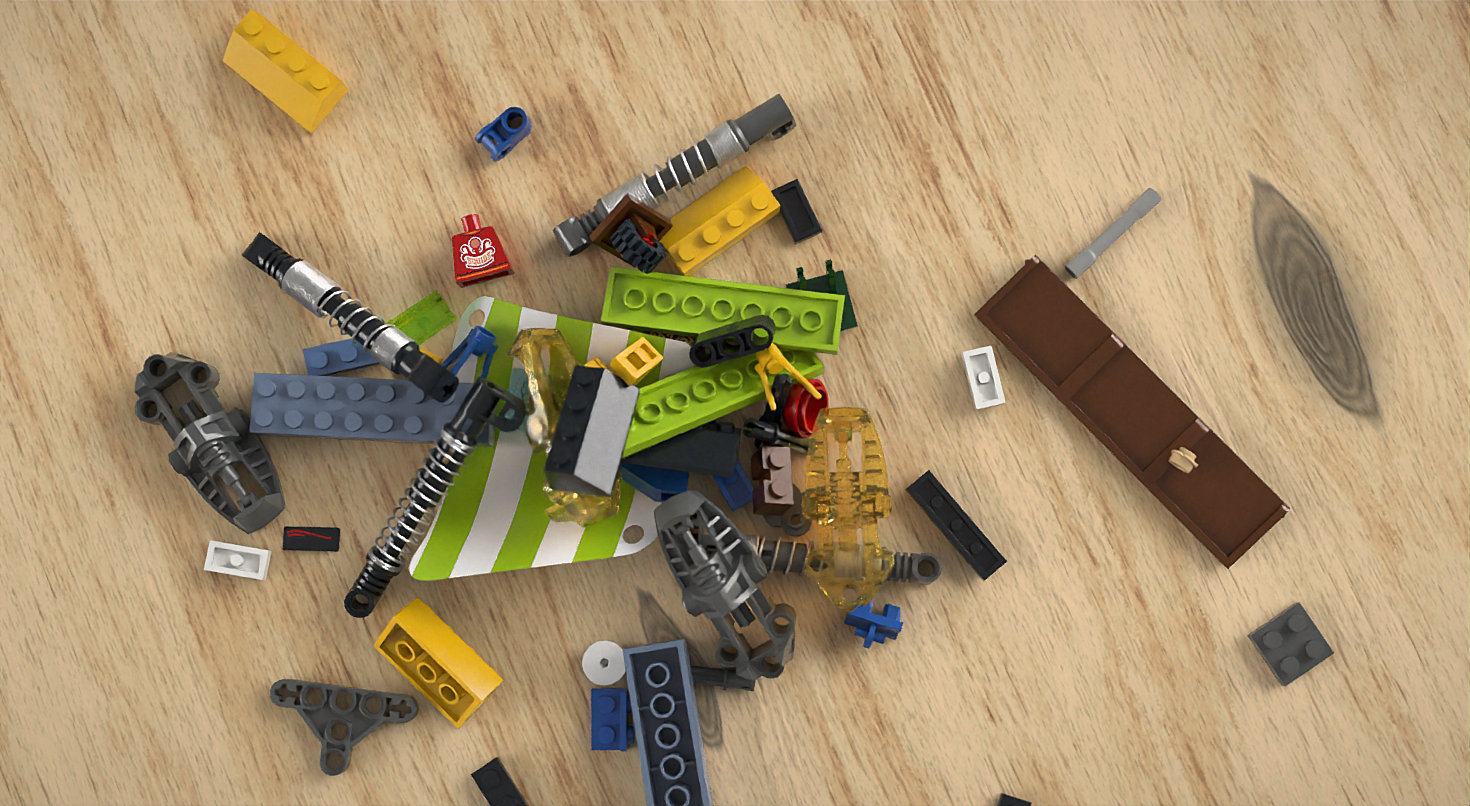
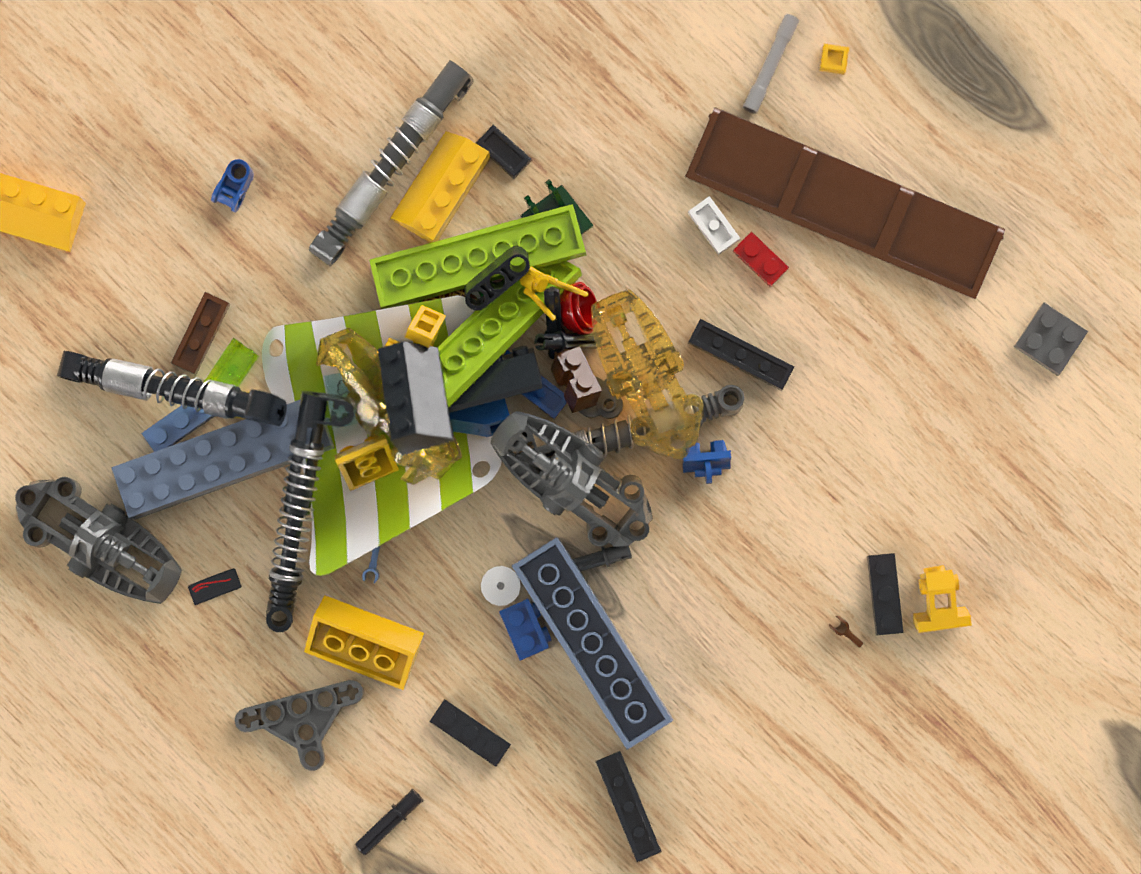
camera: 25 degrees left, 0 degrees up
(237, 560) = (161, 628): white plate -> none
(406, 271) = (200, 333): none -> reddish brown plate
(477, 342) = (286, 366): blue plant -> none
(478, 254) = (255, 294): red torso -> none
(480, 588) = (373, 565): none -> medium blue hand
(514, 475) = (366, 462): none -> yellow slope
(633, 234) = (378, 224): plate -> none
(1017, 433) = (760, 259): none -> red plate
(1181, 255) = (834, 59): none -> yellow tile
(1183, 459) = (902, 225): tan plate -> none

